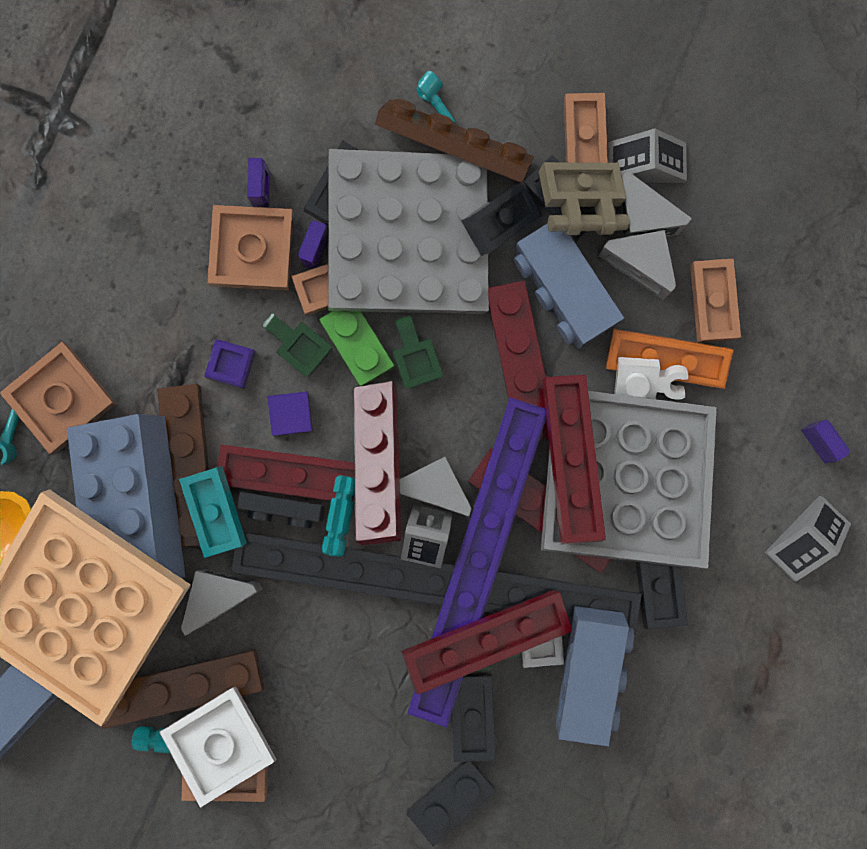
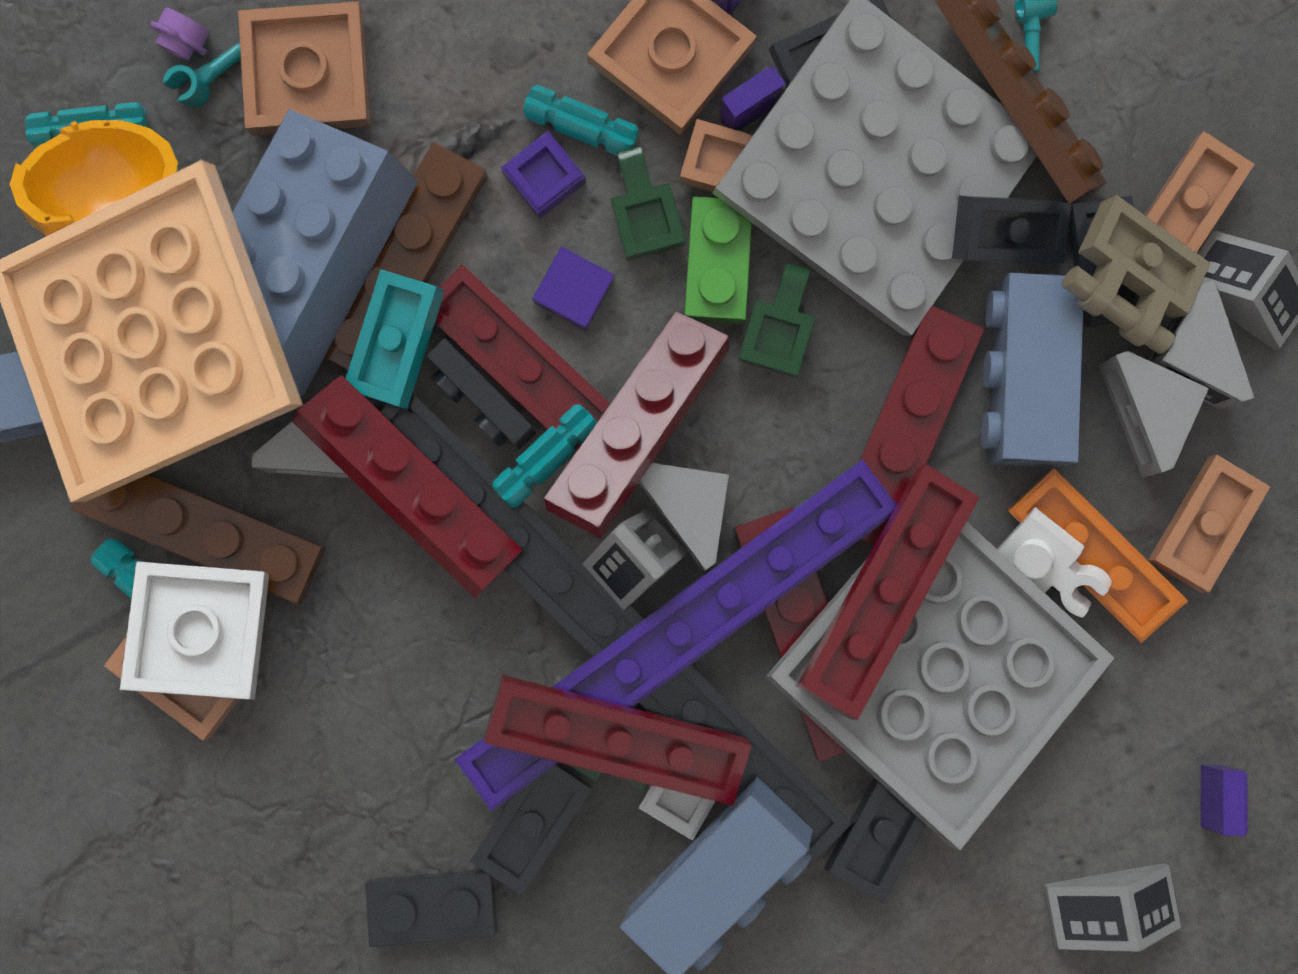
camera: 30 degrees right, 0 degrees up
(228, 321) = (579, 120): none -> teal axle
(276, 585) = (406, 485): none -> dark red plate

